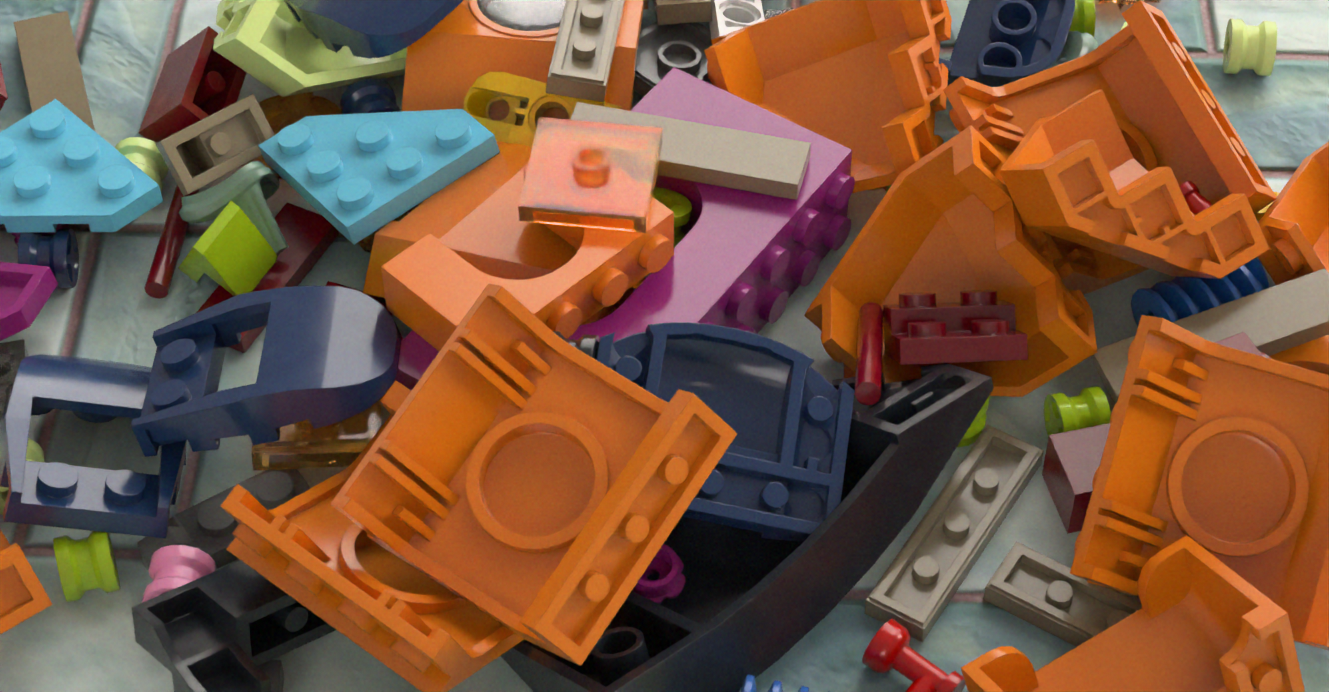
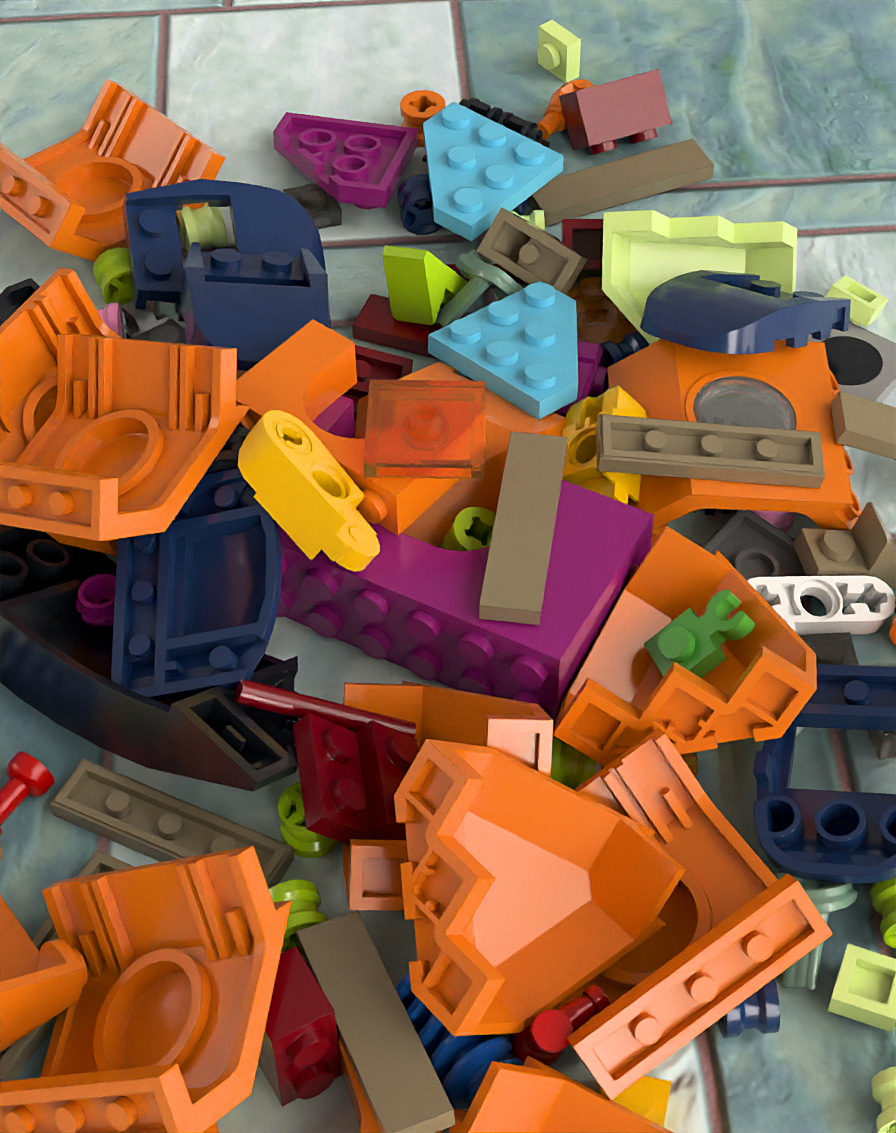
camera: 85 degrees right, 0 degrees up
(651, 284) = (306, 491): none -> yellow piece
(815, 80) = (696, 639): none -> bright green plate

